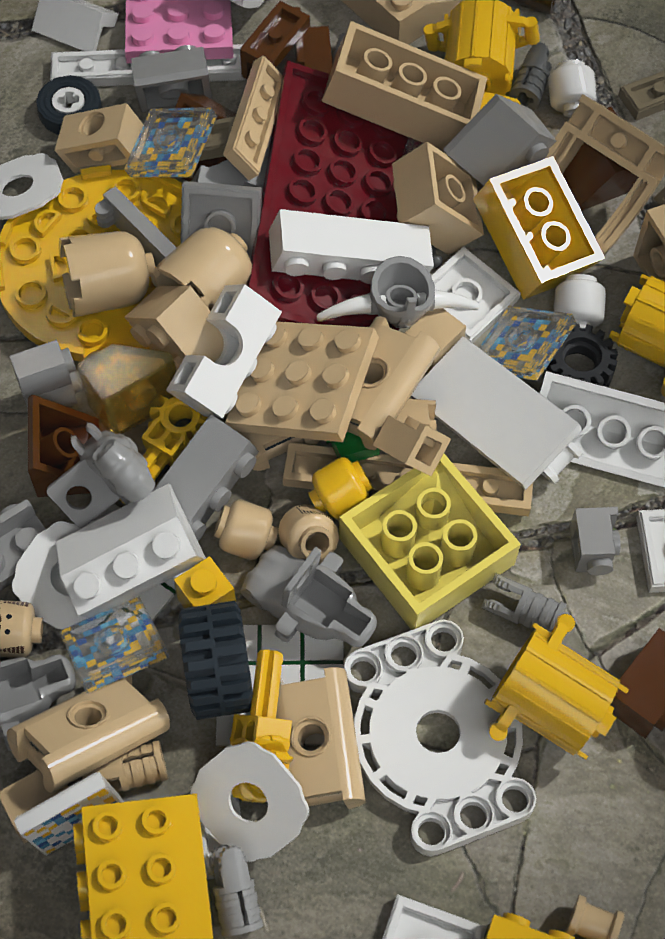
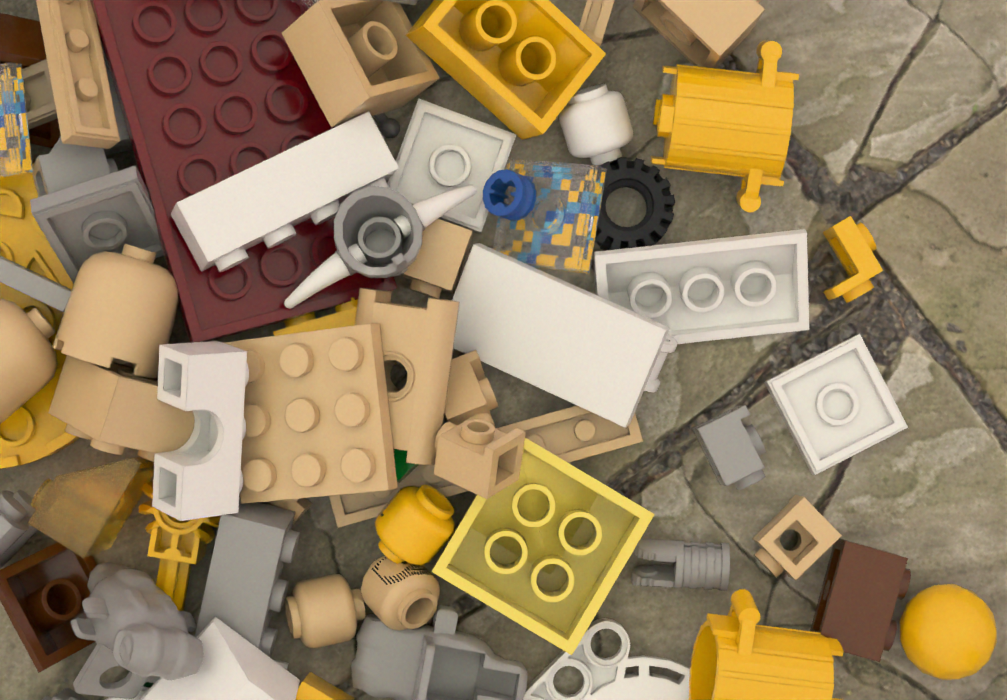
camera: 20 degrees left, 25 degrees up
(501, 319) = (494, 194): none -> blue bush
(625, 608) = (813, 534): none -> tan brick

